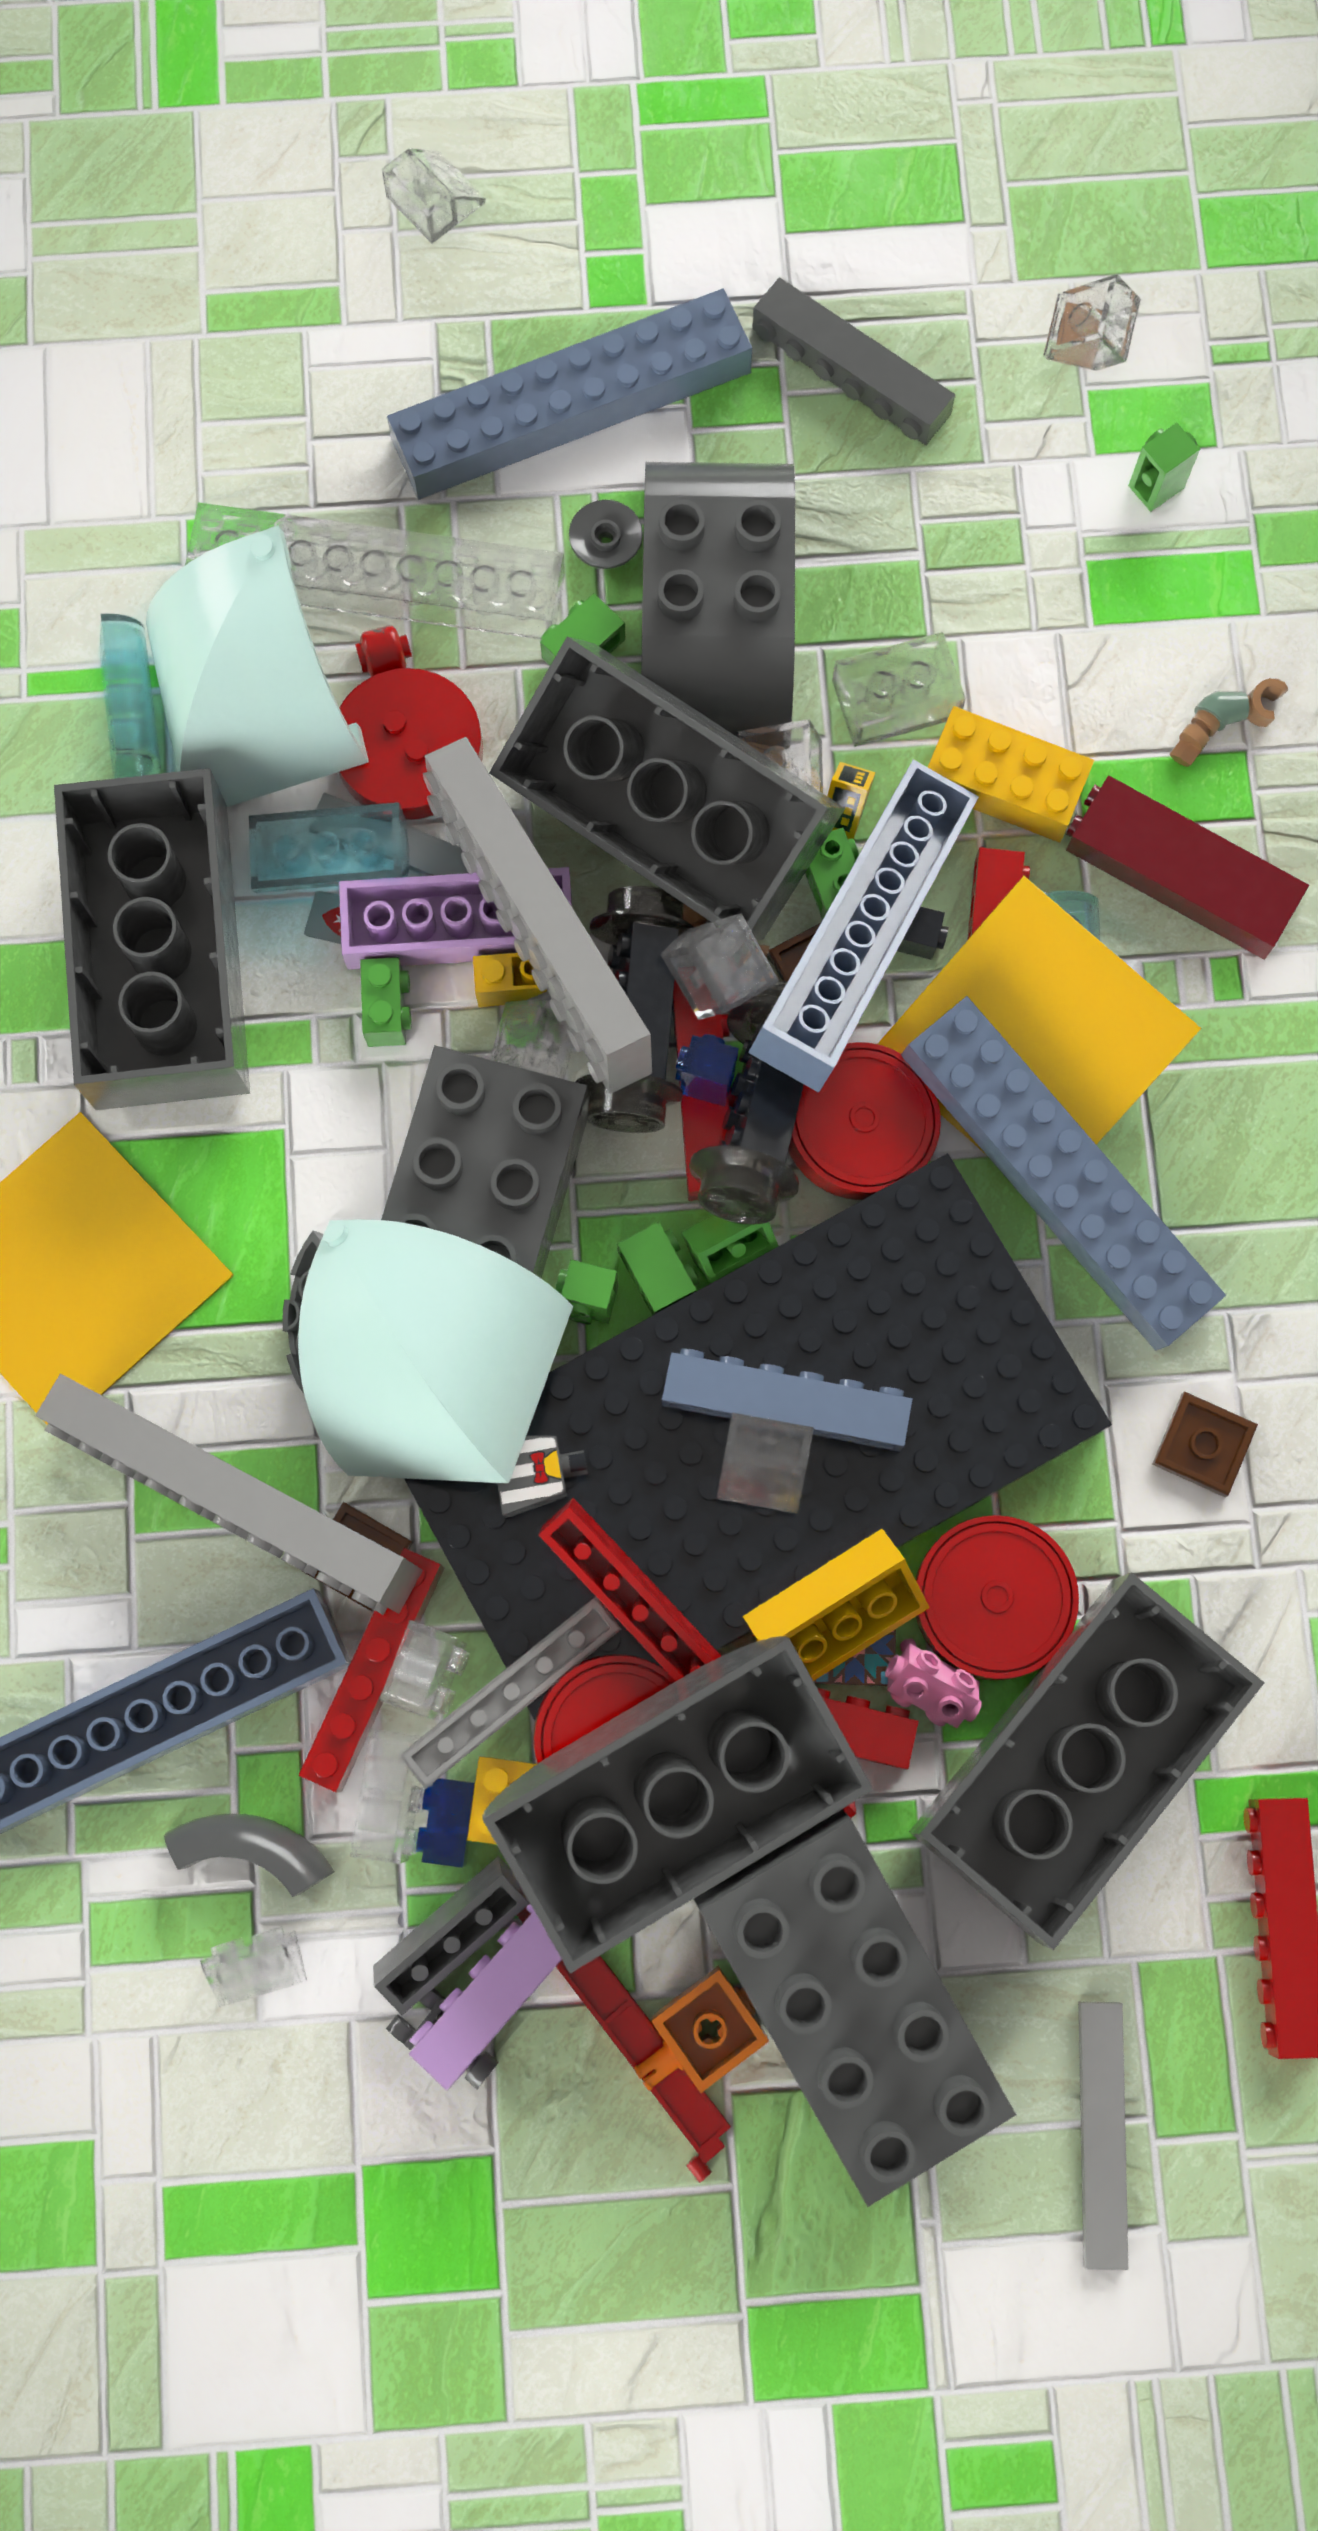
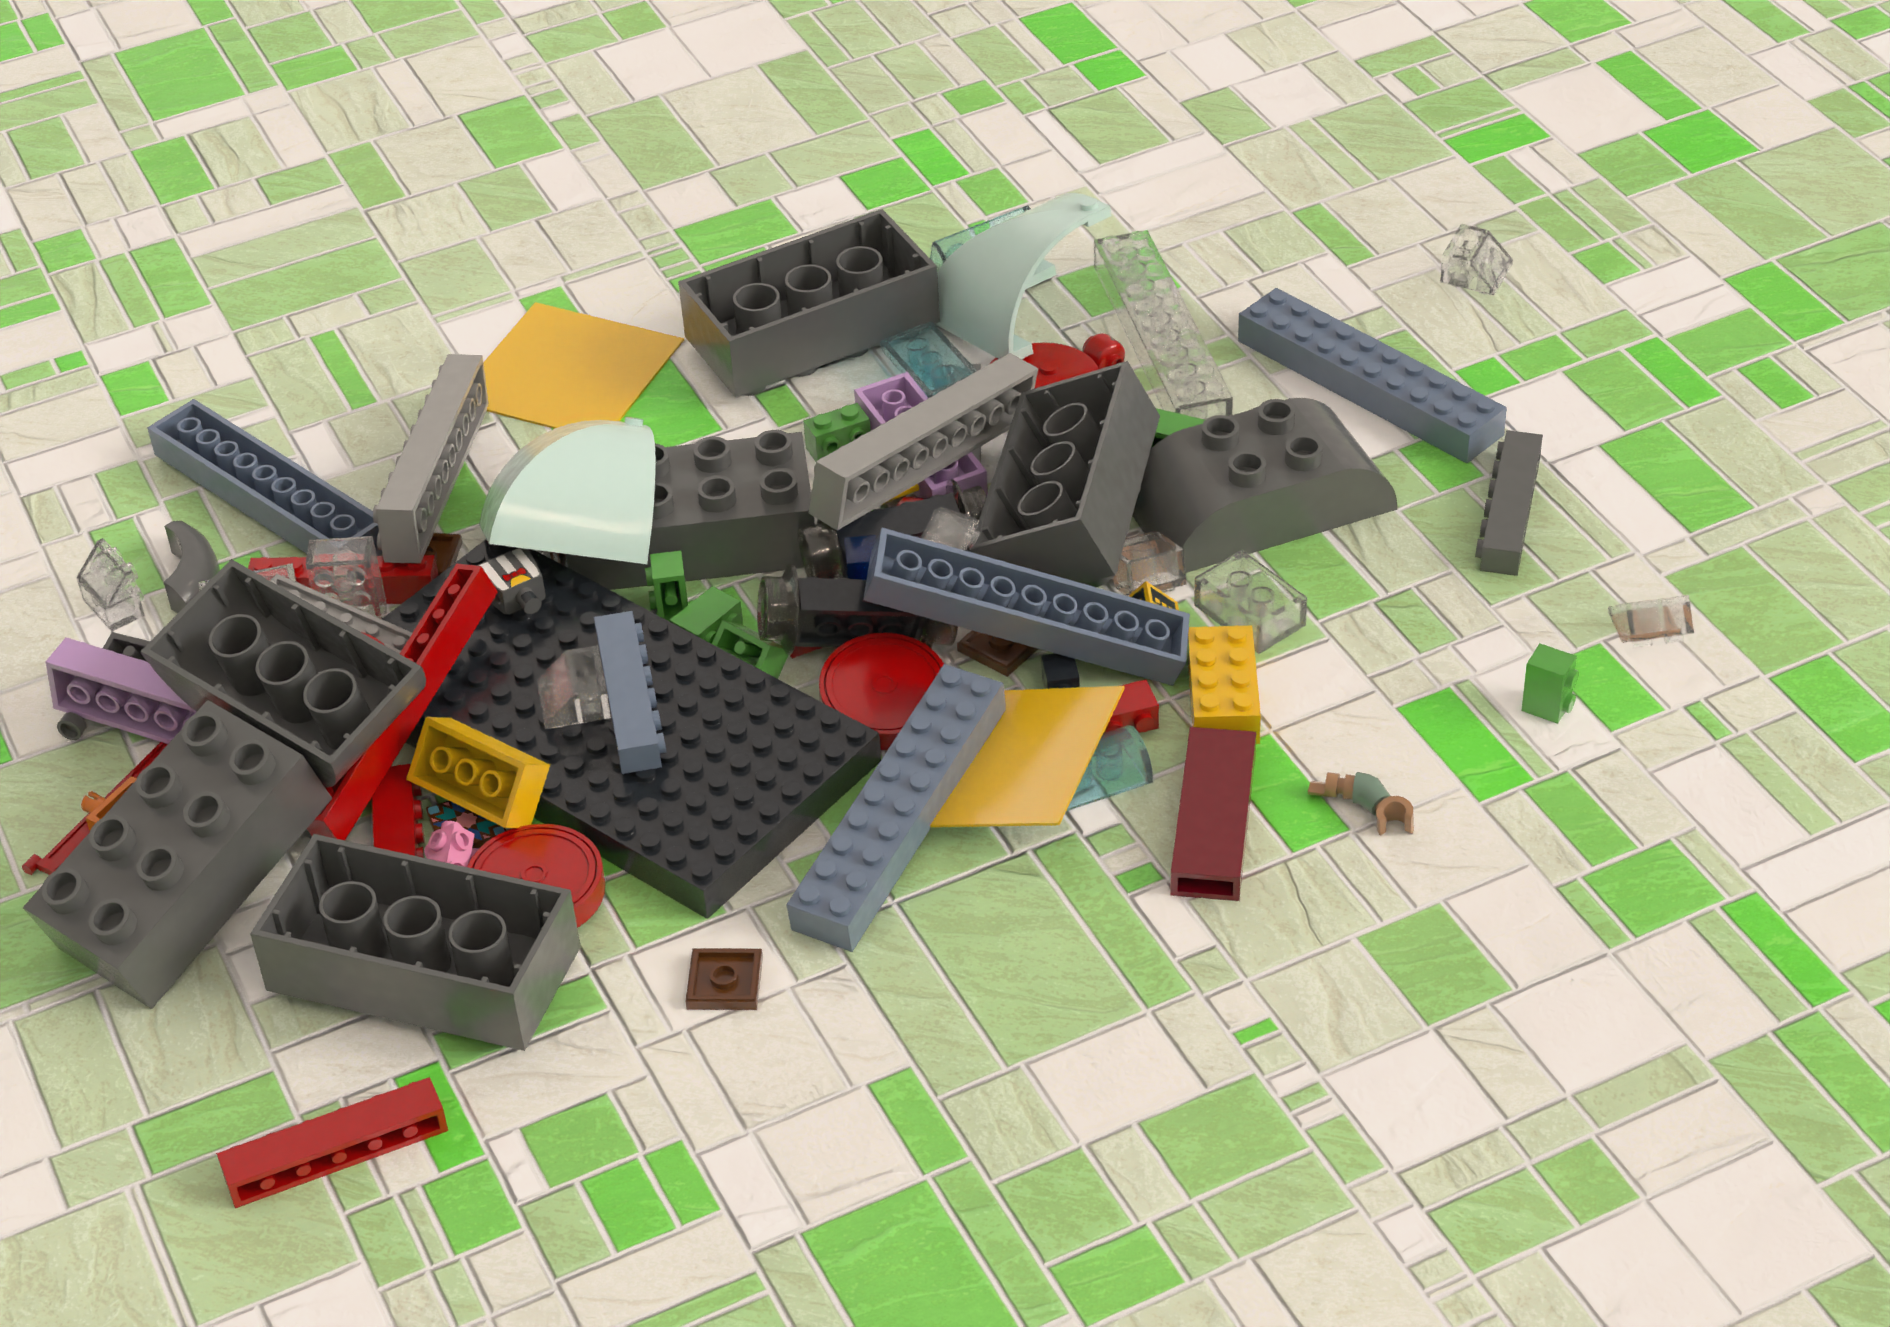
camera: 70 degrees right, 35 degrees down
(1103, 2136) = (124, 1085): light grey tile -> none

